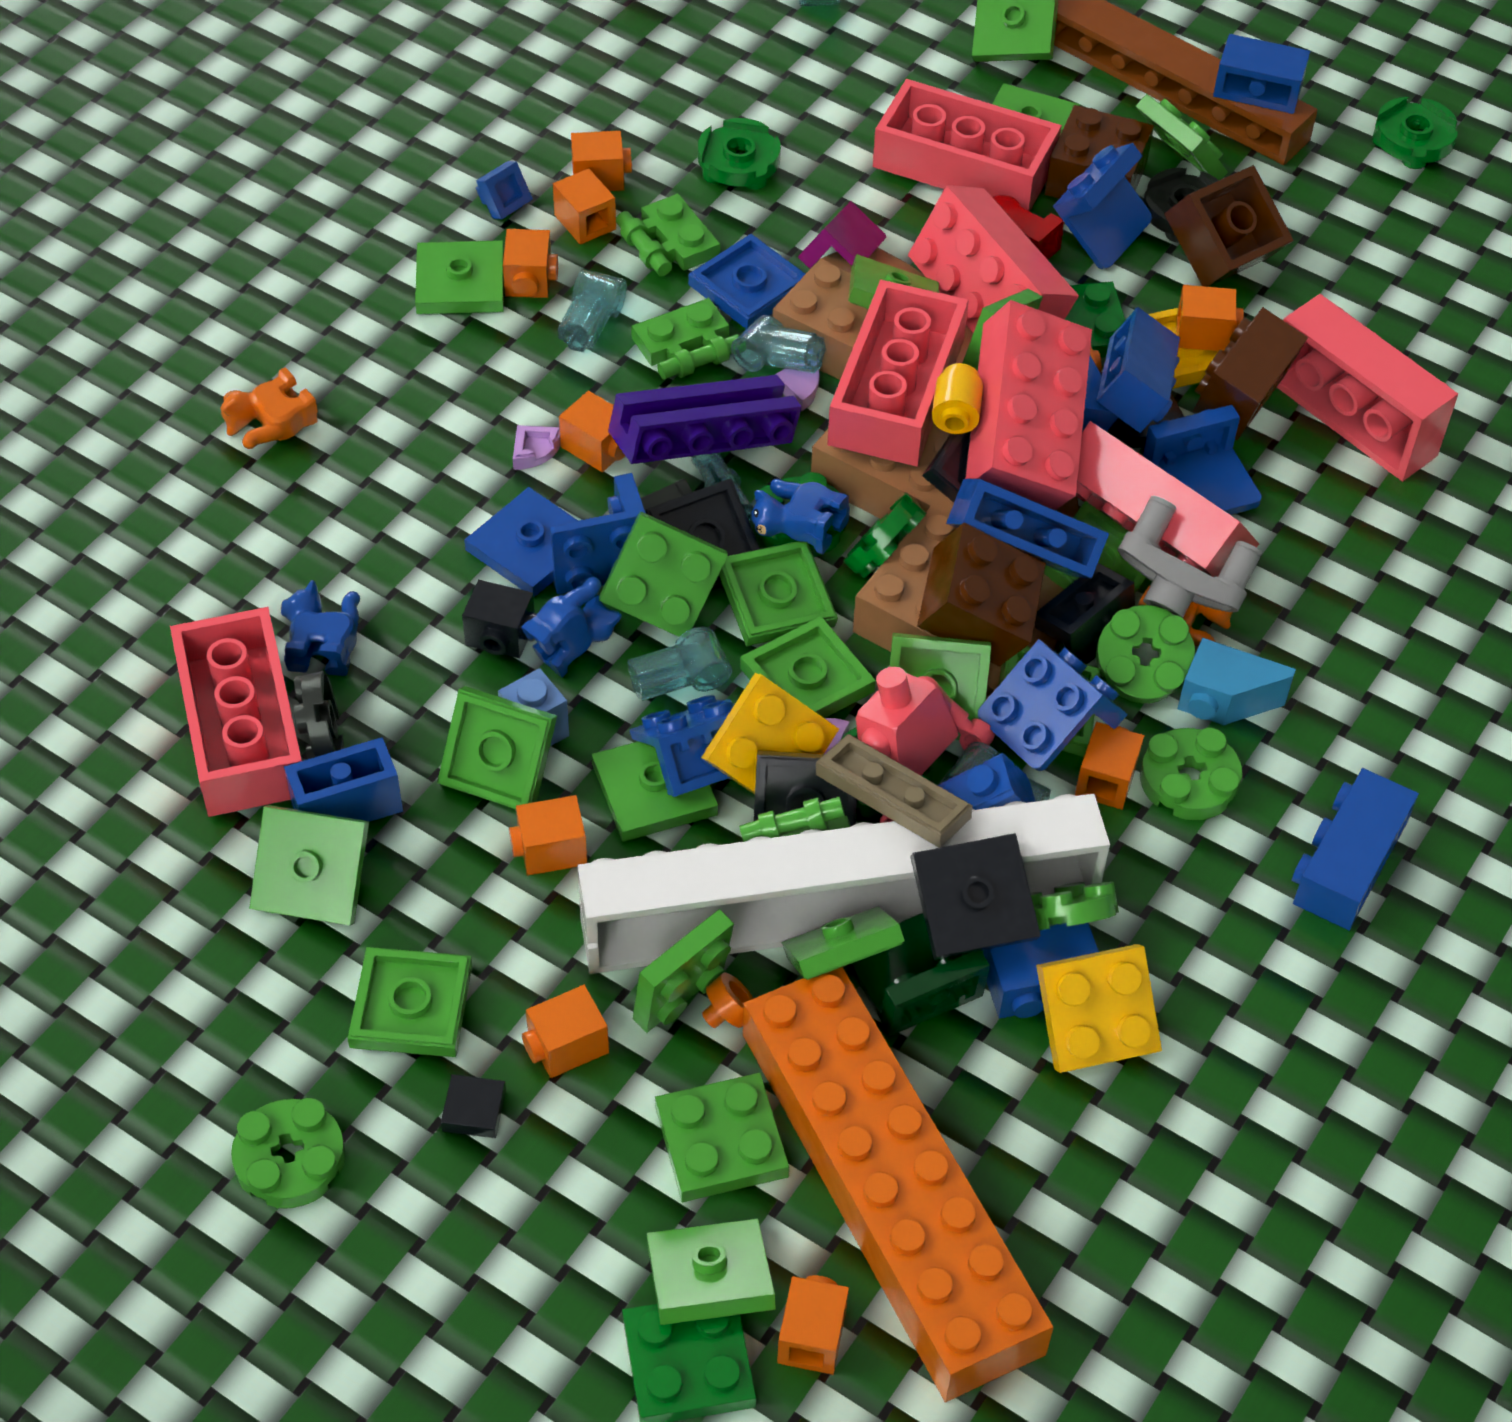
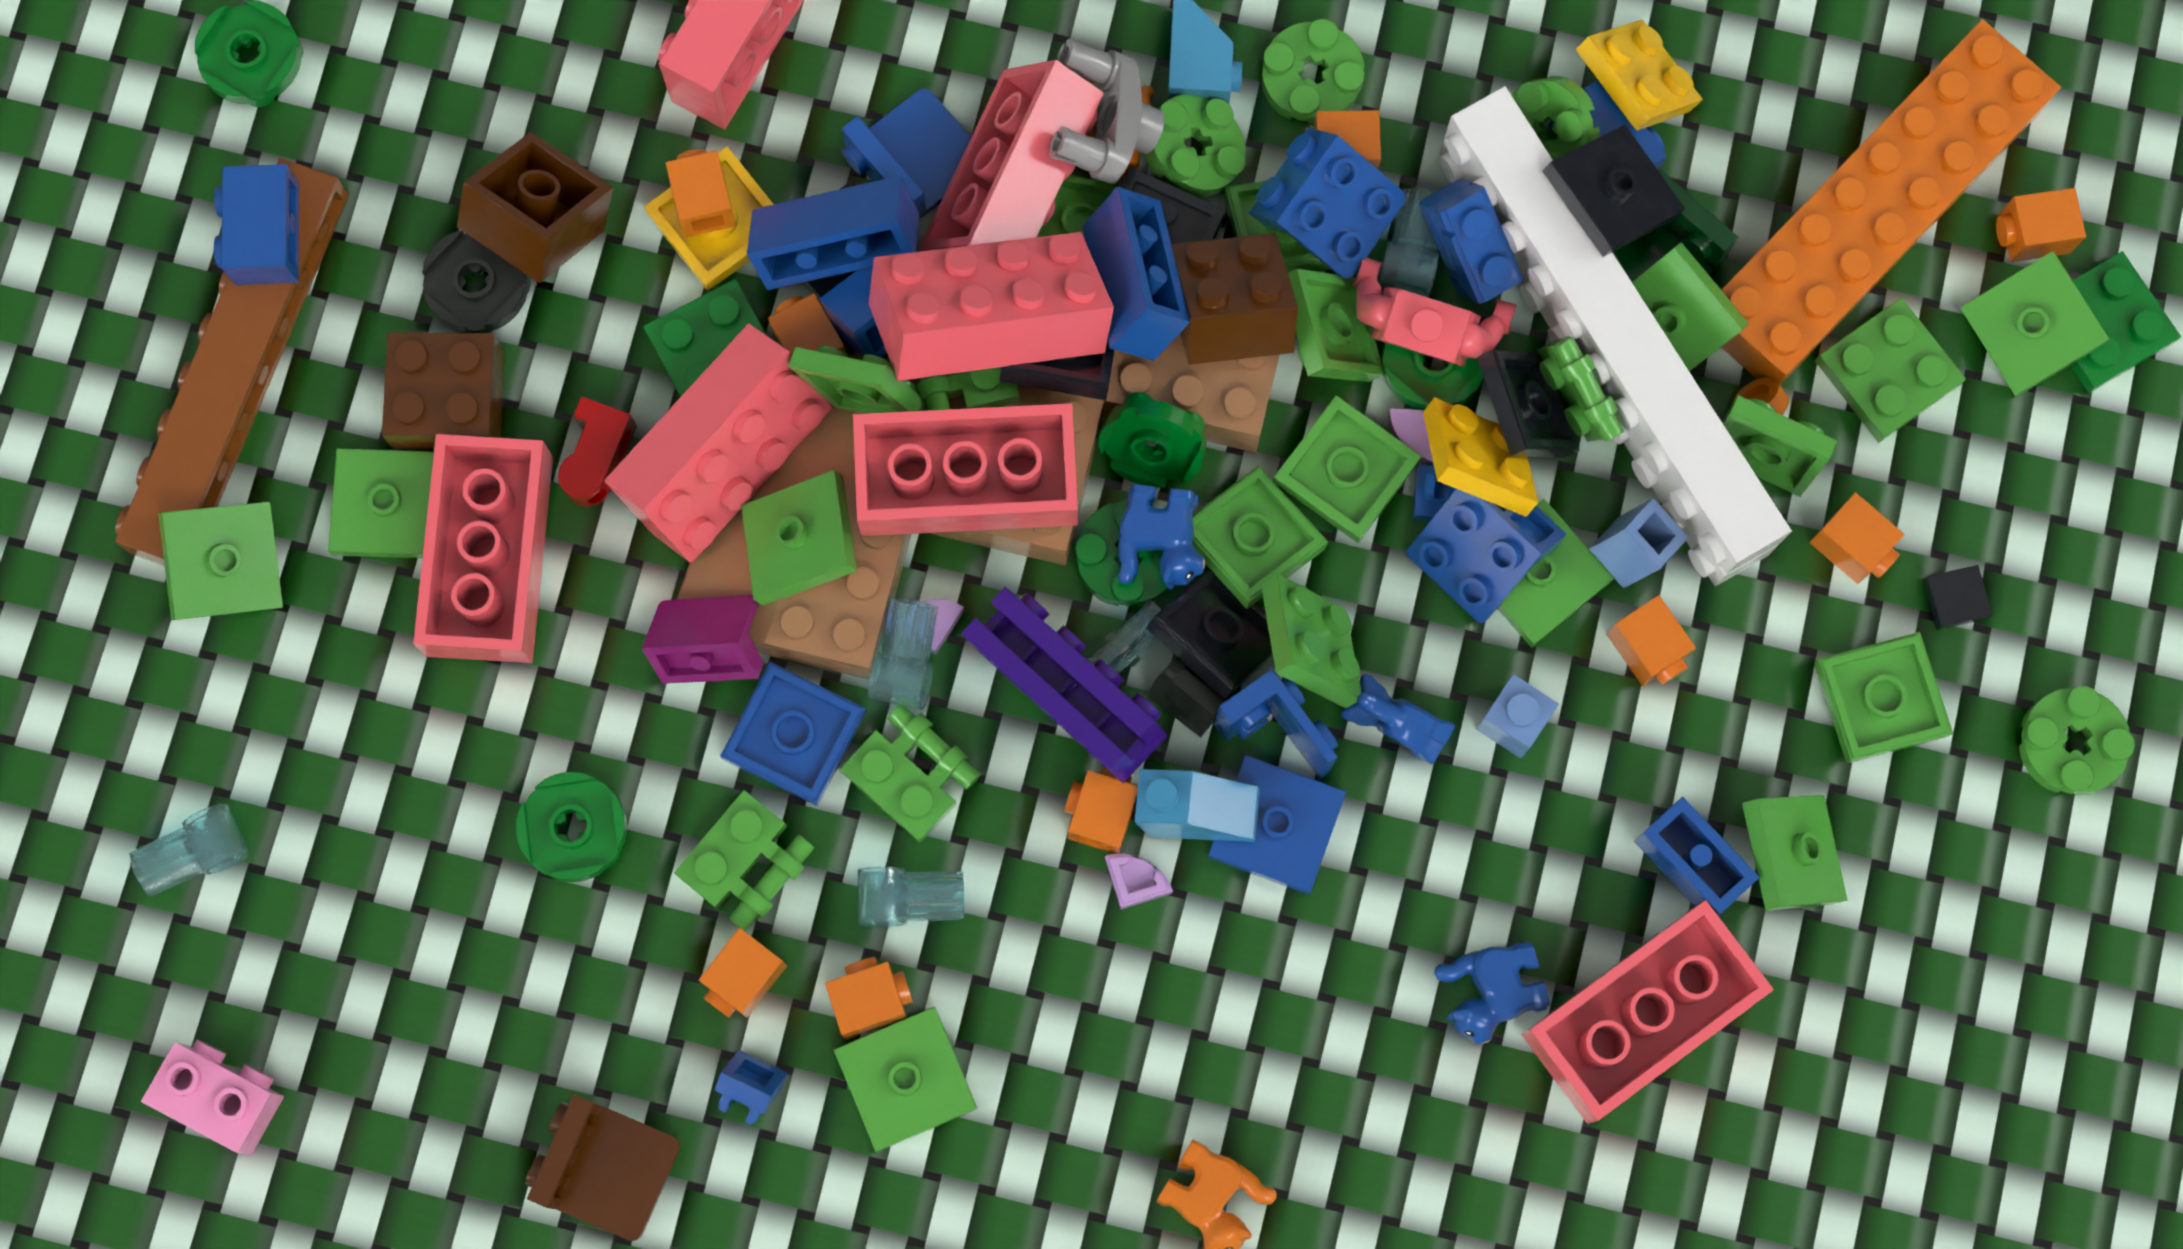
camera: 110 degrees left, 25 degrees up
(317, 714) = (1632, 913): pearl dark grey plate -> none
(496, 106) = (602, 1168): none -> reddish brown bracket
(496, 617) = (1409, 803): black brick -> none
(496, 748) = (1588, 726): bright green plate -> none
(569, 475) = (1195, 806): none -> dark azure slope
(603, 155) = (656, 987): orange brick -> none
(638, 834) = (1638, 543): none -> medium blue brick
(692, 661) = (1380, 586): clear light blue piece -> none
(894, 790) = (1529, 298): dark tan tile -> none
(957, 399) = (1022, 374): yellow brick -> none
(1104, 206) = (545, 355): blue bracket -> none
(1185, 139) = (396, 289): bright green plate -> none
(1250, 367) = (784, 122): reddish brown brick -> none

